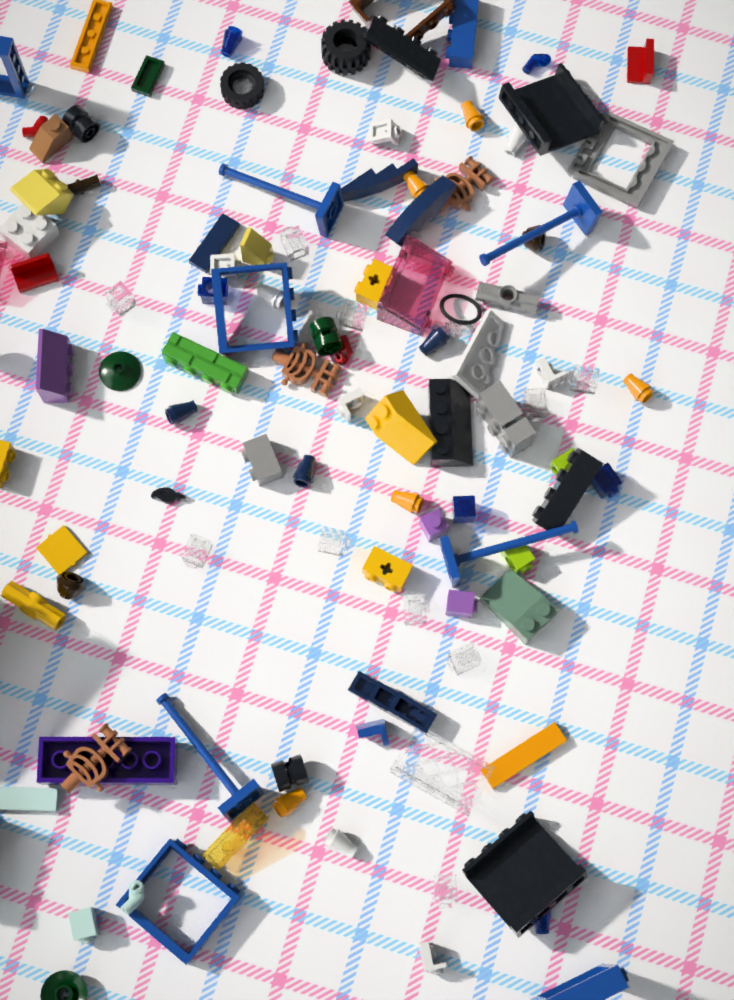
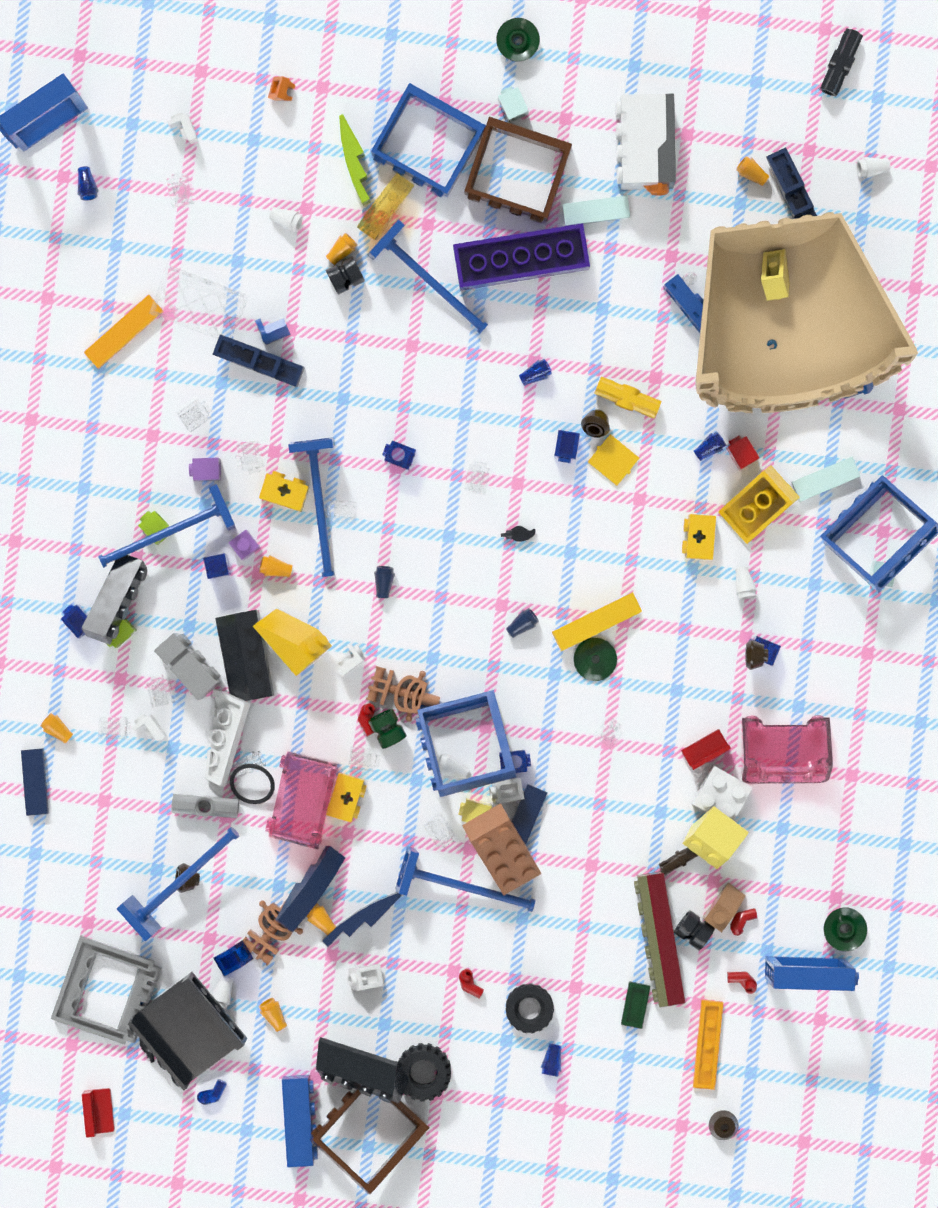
camera: 170 degrees right, 15 degrees up
(46, 80) = (744, 979): none -> red arm
(54, 367) = (659, 647): medium lavender slope -> none
(55, 836) = (529, 136): none -> reddish brown window
(77, 776) = (543, 233): nougat torso -> none
(103, 568) = (566, 446): none -> clear blue brick
(110, 400) = (596, 621): none -> yellow slope
(112, 123) = (660, 938): none -> brick
(117, 645) = (536, 372): none -> clear blue cone
(136, 897) = (467, 134): light aqua arm -> none
(205, 363) = (507, 679): bright green brick -> none
(238, 208) = (501, 849): none -> nougat brick
(261, 901) = (353, 152): none -> lime slope
(262, 460) = (429, 584): light grey brick -> none
(263, 578) = (408, 459): none -> clear blue brick
(293, 114) = (467, 984): none -> red arm
(324, 983) = (279, 88): none -> orange tile
(352, 605) = (312, 448): none -> blue tile
(434, 341) = (274, 744): dark blue cone -> none
(501, 164) = (233, 958): none -> clear blue brick
(519, 606) = (148, 477): sand green slope -> none
(523, 874) = (107, 217): black panel -> none
(664, 345) = (34, 781): none -> dark blue tile

